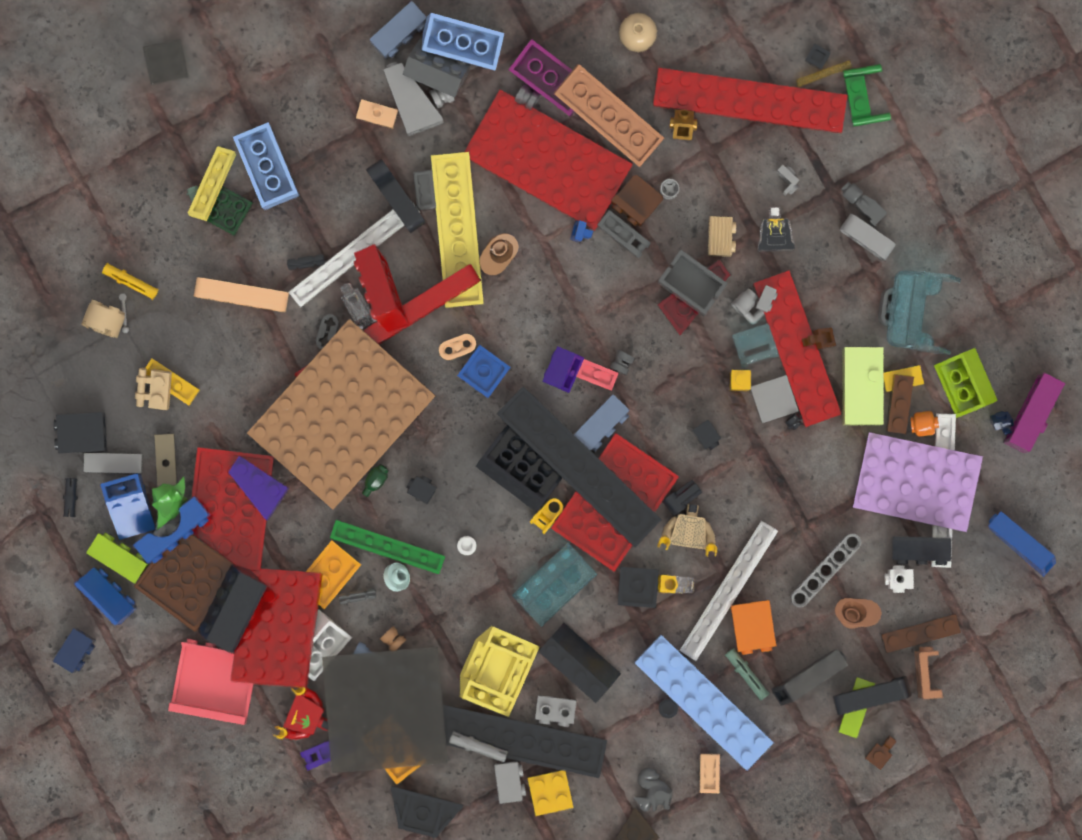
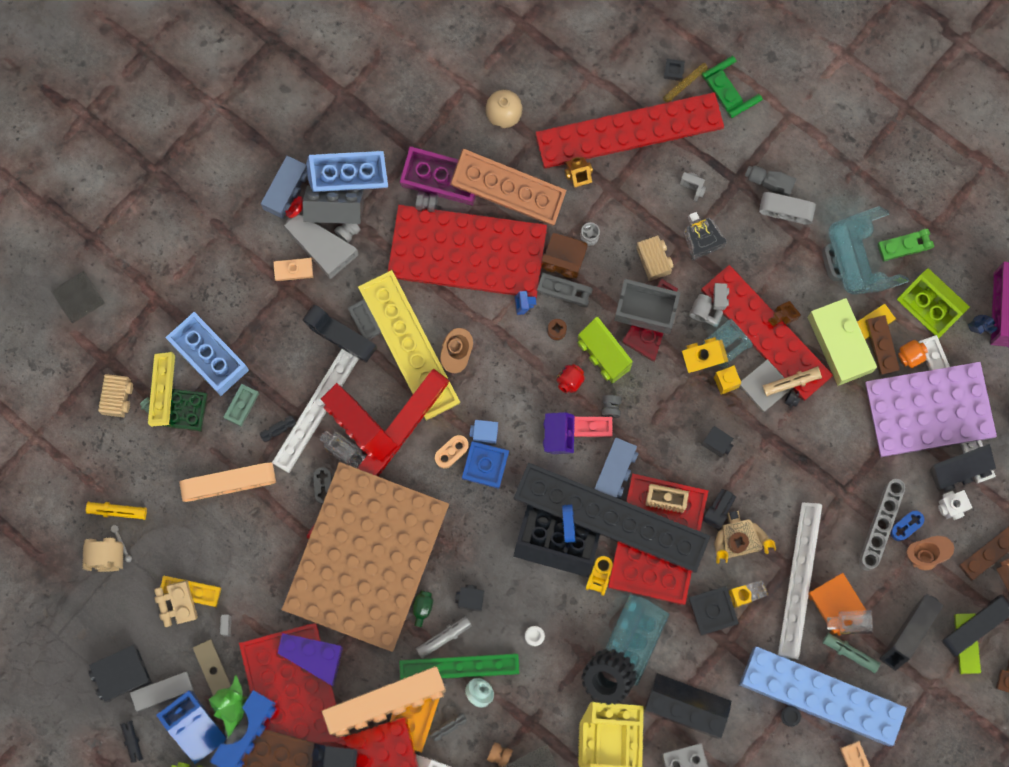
camera: 25 degrees left, 10 degrees down
(167, 172) = (115, 395): none -> tan brick
(191, 426) = (225, 625): none -> light grey tile
(280, 226) = (241, 405): none -> sand green plate
(307, 552) = (383, 701): none -> light nougat brick
(384, 514) = (452, 631): none -> light grey pin
(400, 56) = (295, 208): none -> red piece
(494, 340) = (484, 432): none -> medium blue brick
(507, 617) = (618, 667): none -> black tyre
(536, 457) = (568, 521): none -> blue beam
(594, 321) = (570, 378): none -> red head
(600, 273) = (557, 334): none -> reddish brown wheel
(635, 308) = (604, 351): none -> lime slope
(636, 469) = (667, 498): none -> tan brick
(682, 536) = (736, 546): none -> reddish brown wheel
(717, 349) = (716, 356): none -> yellow brick
(763, 652) = (861, 622): none -> clear torso
(797, 406) = (800, 378): none -> tan pin
(847, 575) = (904, 522): none -> blue beam
(964, 316) = (905, 245): none -> bright green plate

